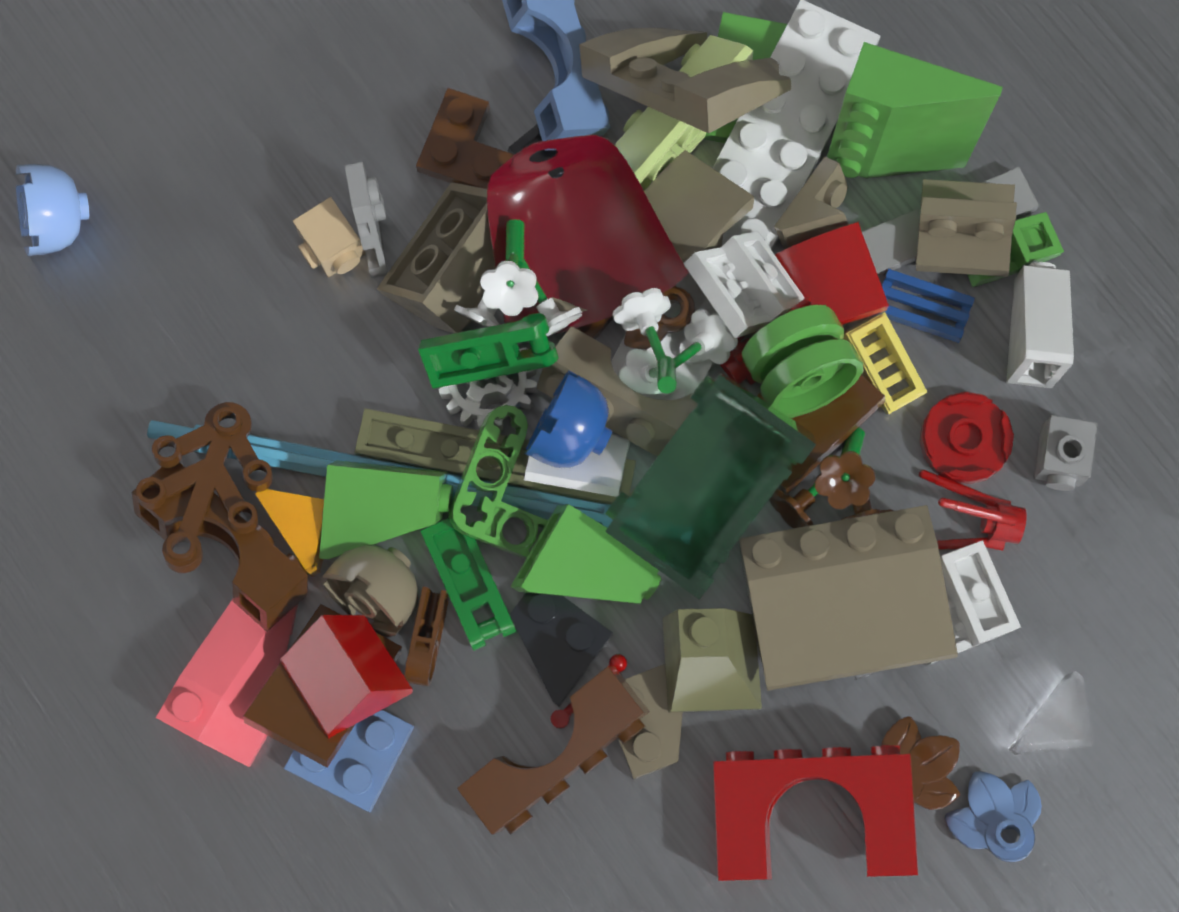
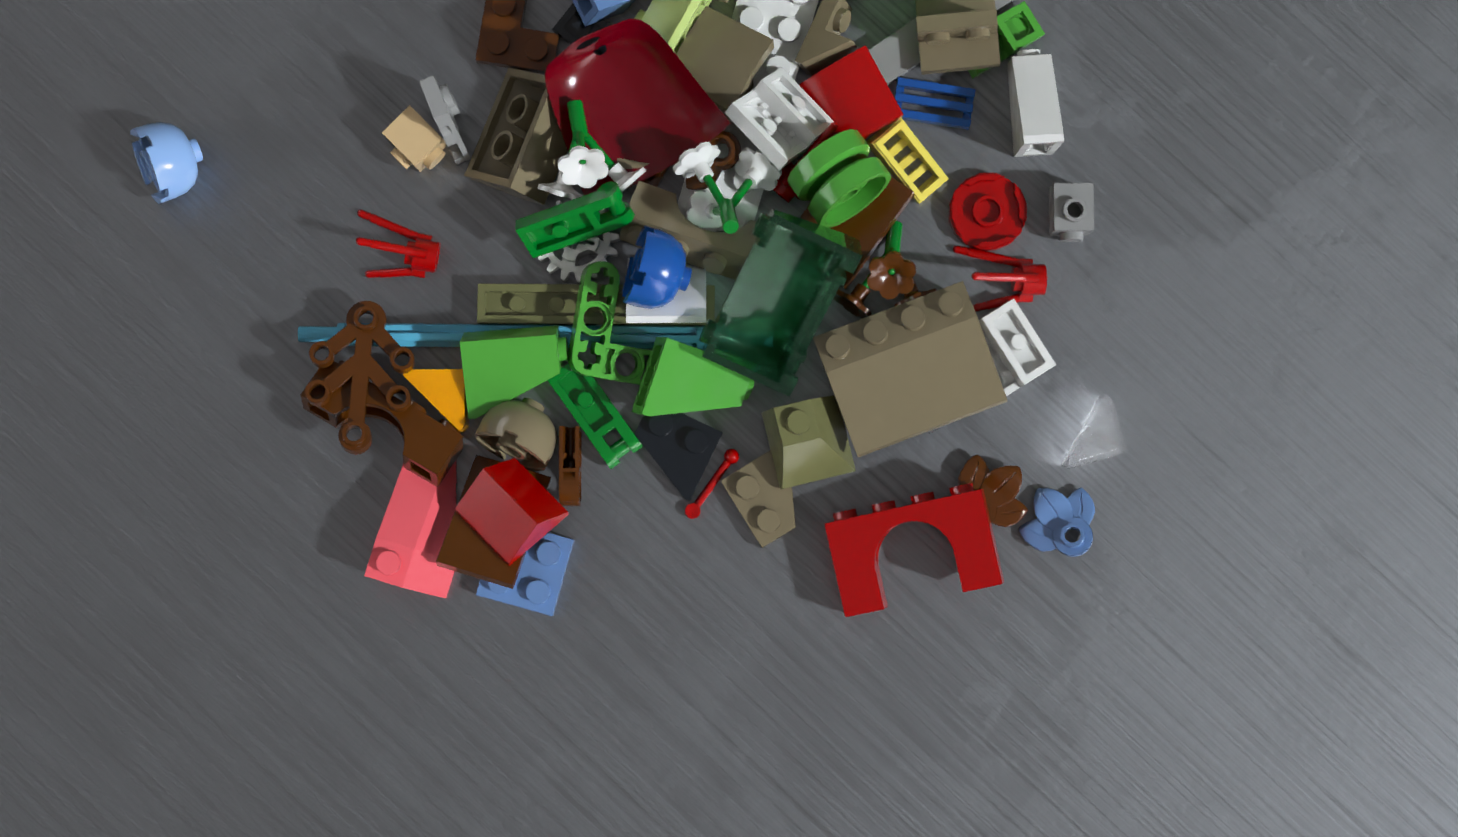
camera: 15 degrees left, 10 degrees up
(308, 365) = (421, 254): none -> red plant
(506, 790) = (662, 576): reddish brown arch -> none

